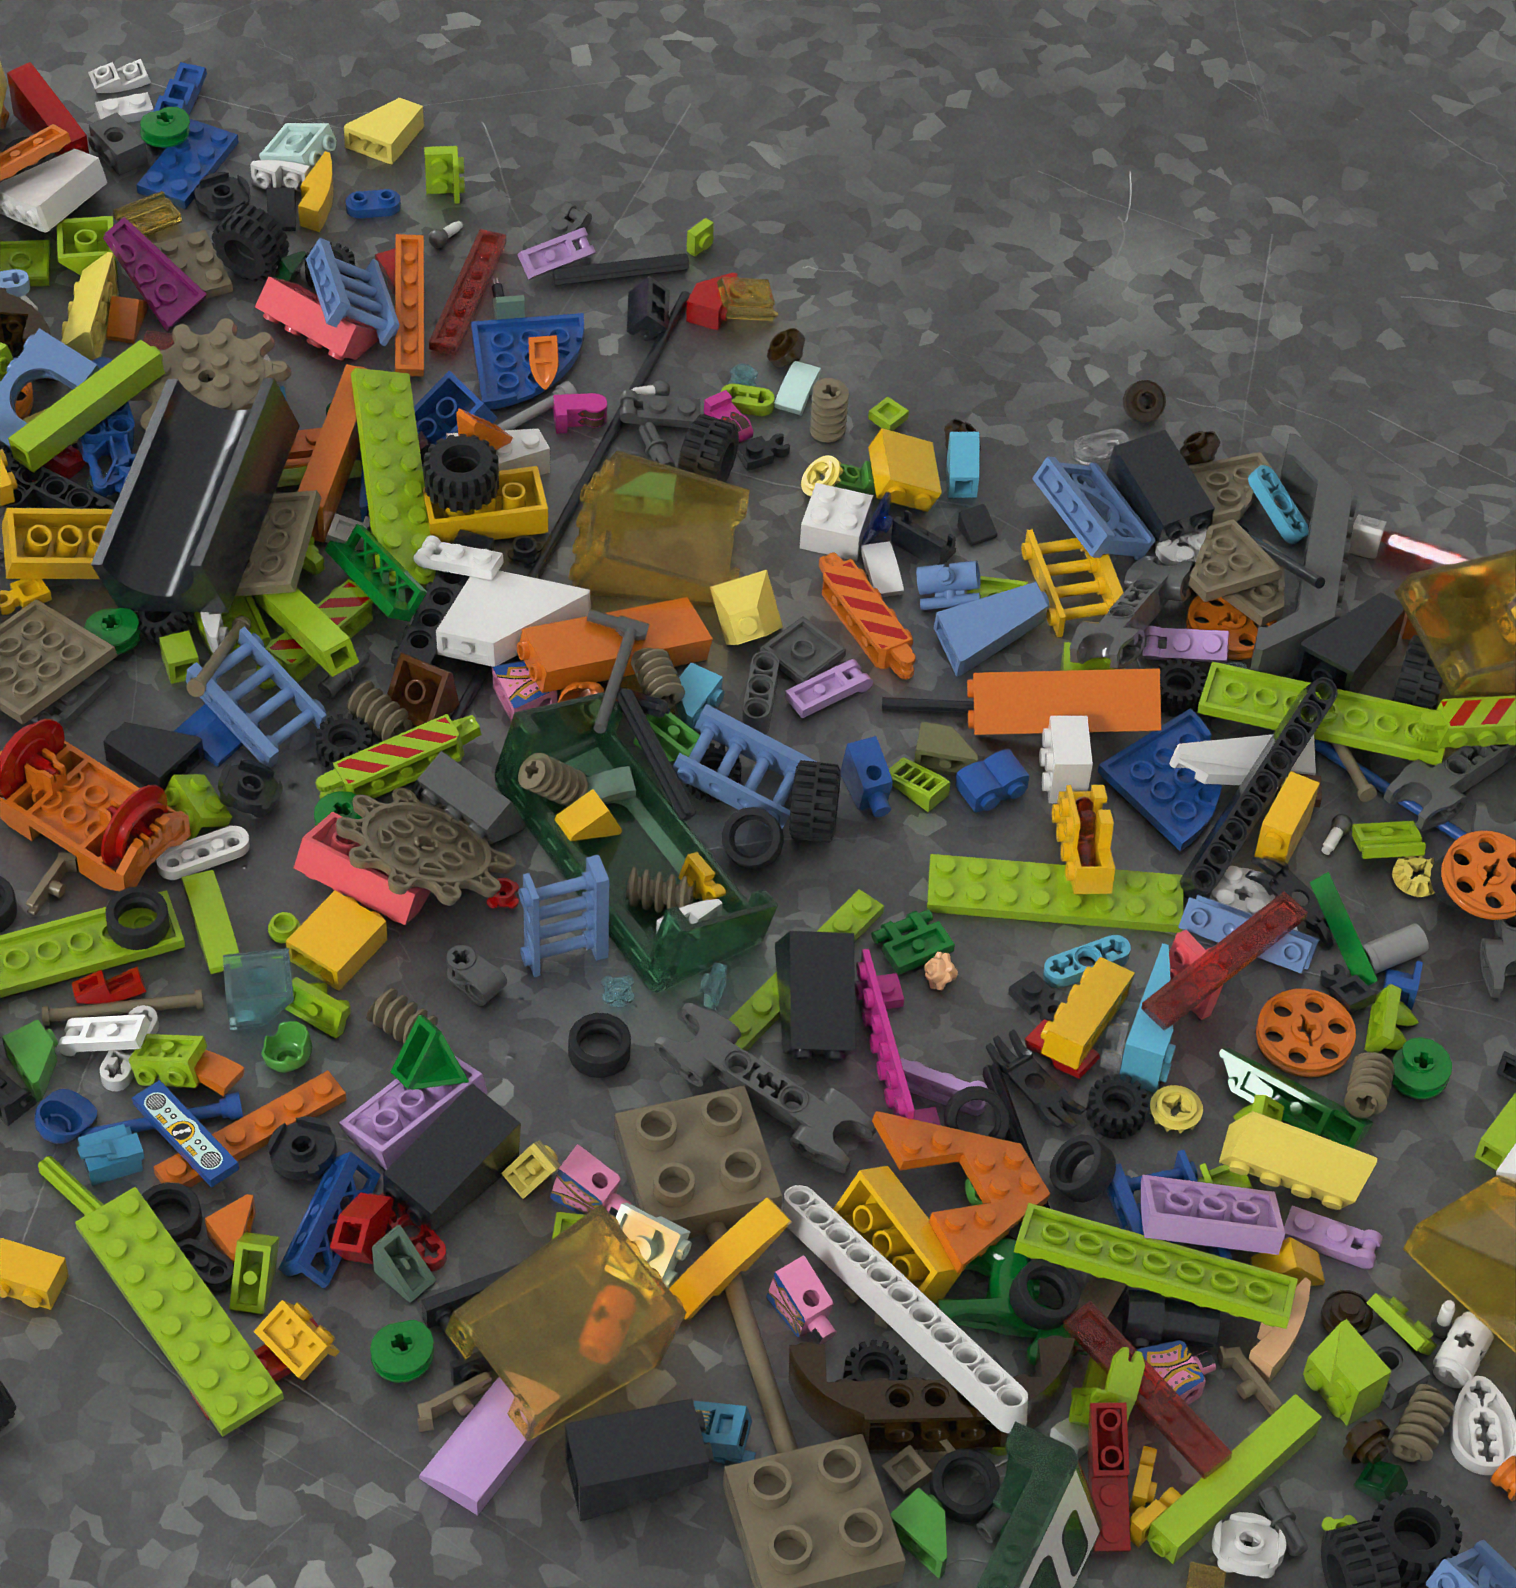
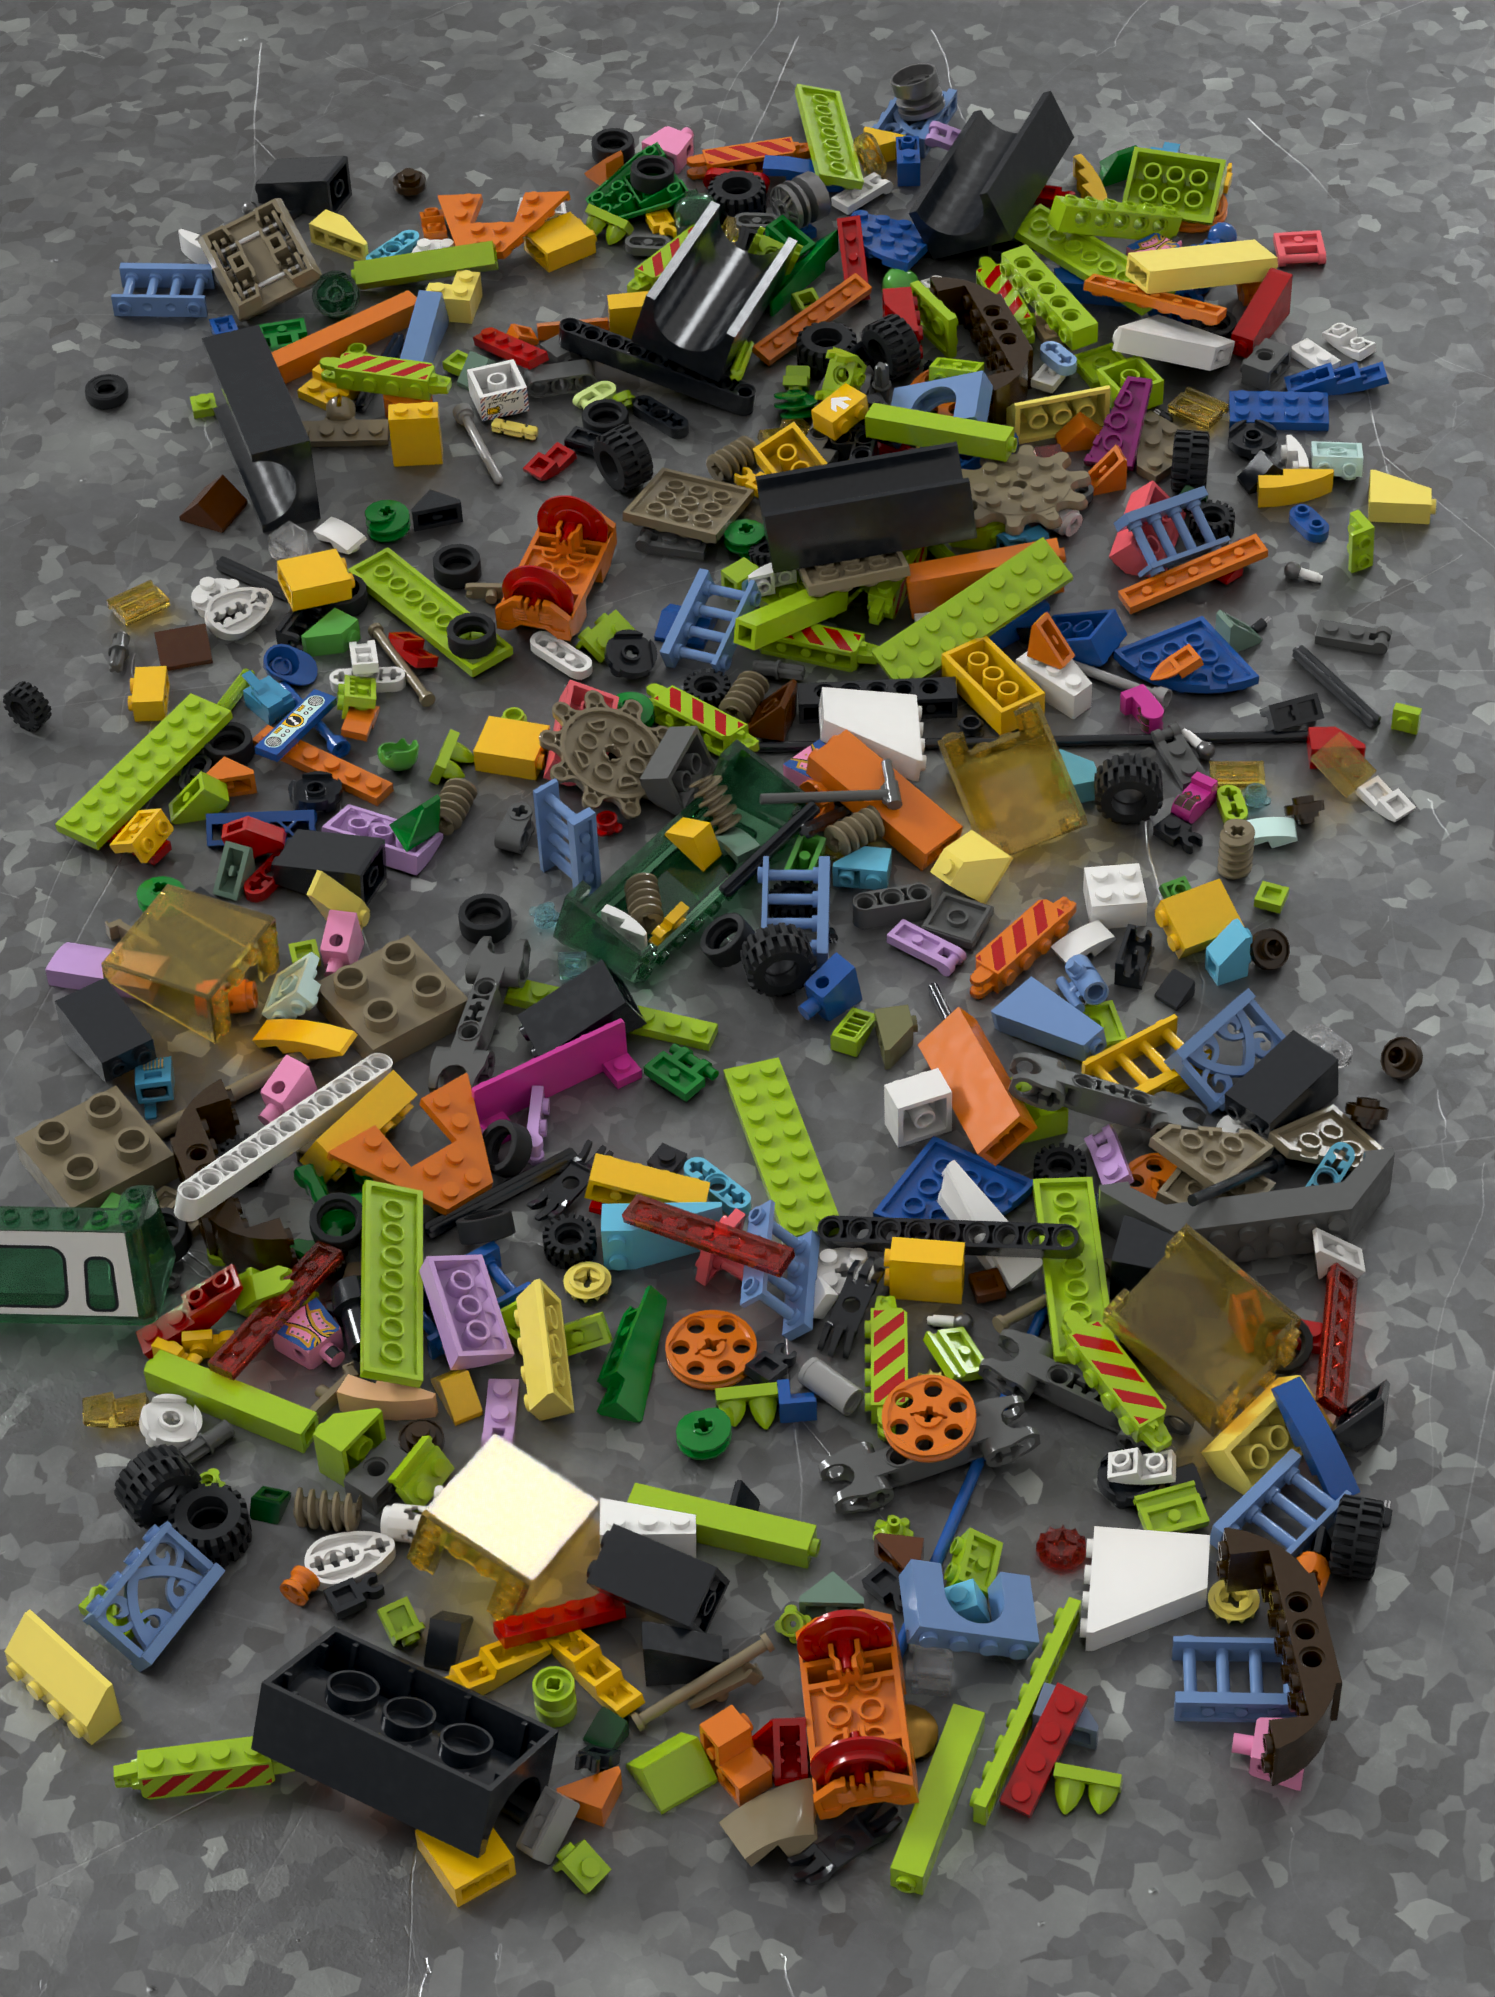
camera: 75 degrees right, 5 degrees down
(152, 753) = (636, 597): black slope -> none
(165, 127) = (1289, 376): green piece -> none
(197, 685) = (675, 572): dark tan bar -> none
(206, 308) = (1109, 472): none -> orange slope
(210, 918) = (492, 679): lime slope -> none
(257, 986) = (438, 712): clear light blue slope -> none
(360, 569) = (868, 642): green fence -> none
(458, 559) = (914, 681): white plate -> none
(461, 473) = (993, 644): black tyre -> none
(467, 292) = (1242, 605): clear red plate -> none
(556, 253) = (1318, 638): lavender plate -> none
(708, 377) = (1237, 772): none -> clear yellow plate
(801, 293) = (1383, 800): none -> white slope
(824, 465) = (1162, 873): light yellow gear -> none
(880, 521) = (1123, 911): clear blue dish -> none
(940, 971) = (654, 1094): light nougat plant -> none
(992, 780) = (873, 1069): blue brick -> none
(1085, 839) = (830, 1135): yellow piece -> none
(1342, 928) = (827, 1335): green sticker -> none
(1367, 1442) = (293, 1473): dark brown plate -> none
(1369, 1084) = (660, 1392): dark tan piece -> none
(1389, 896) = (887, 1357): none -> lime hinge

